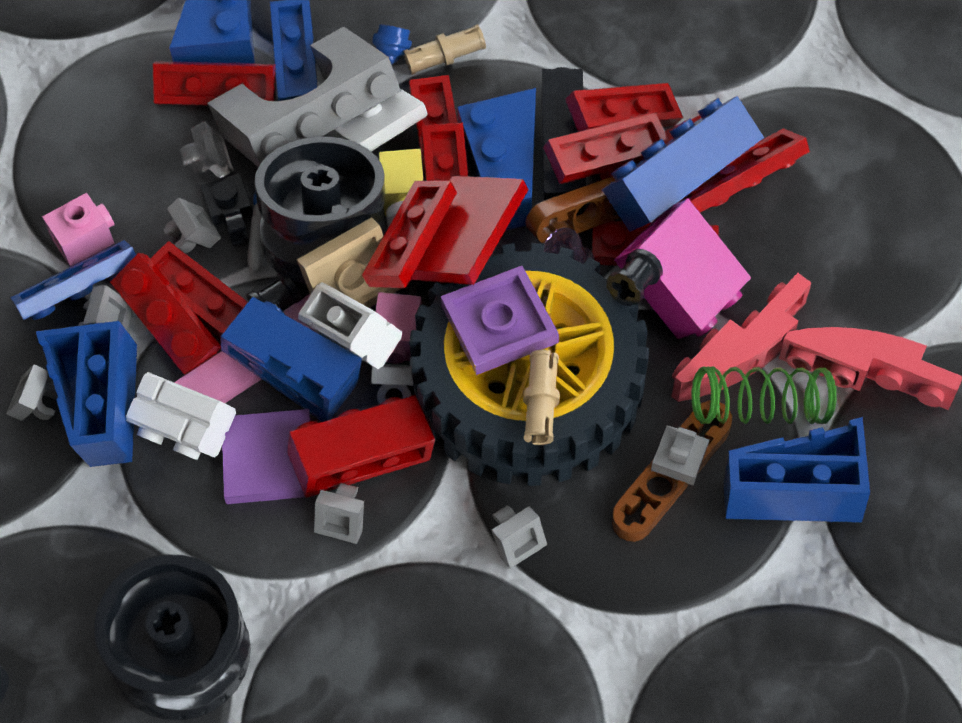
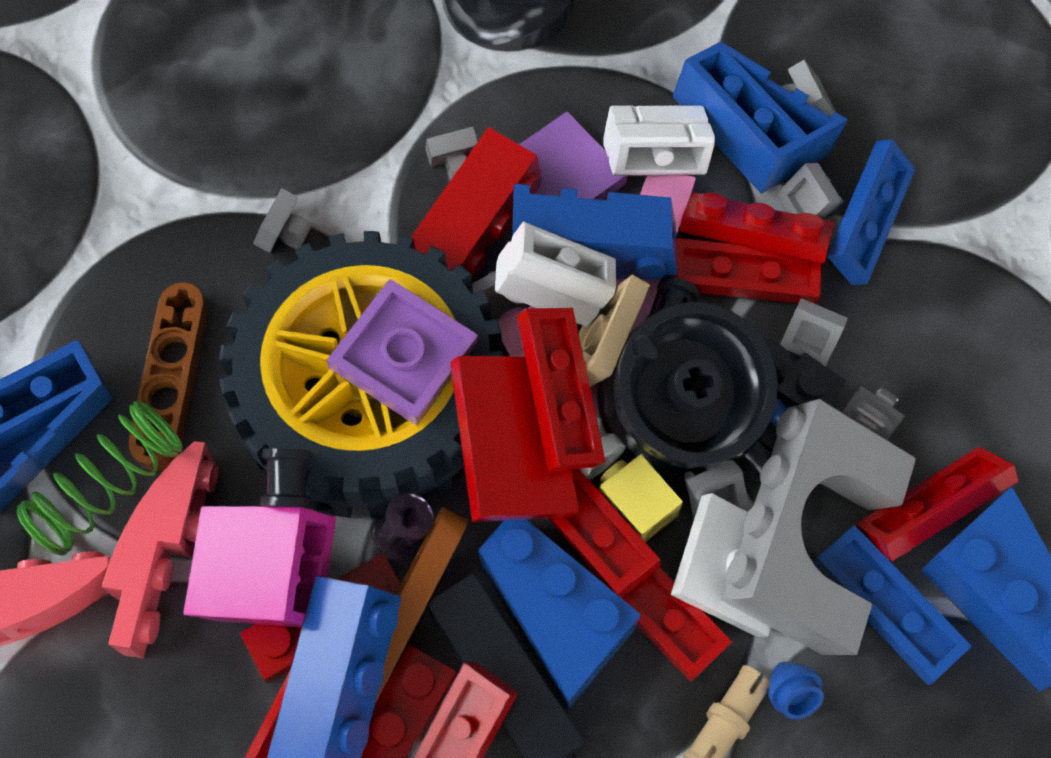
camera: 145 degrees right, 5 degrees up
(79, 229) = (915, 259): bright pink brick -> none
(541, 397) = (306, 292): tan pin -> none
(602, 147) = (430, 665): red plate -> none
(680, 454) = (161, 375): light grey tile -> none

